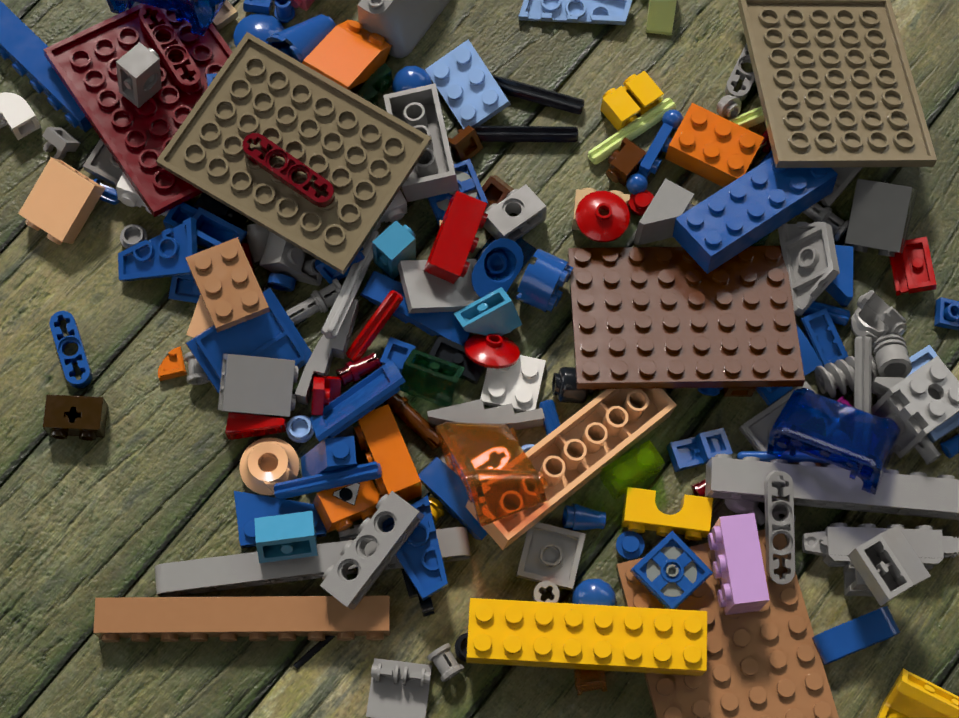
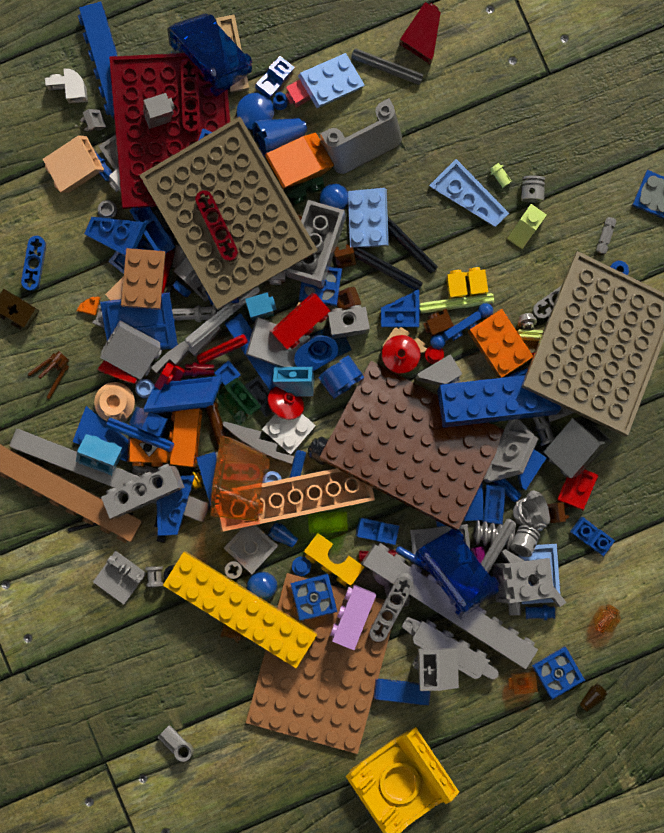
camera: 30 degrees right, 15 degrees up
(165, 454) = (57, 361): none -> reddish brown plant
(573, 171) = (402, 312): none -> blue wing
(907, 306) = (557, 512): none -> reddish brown tile

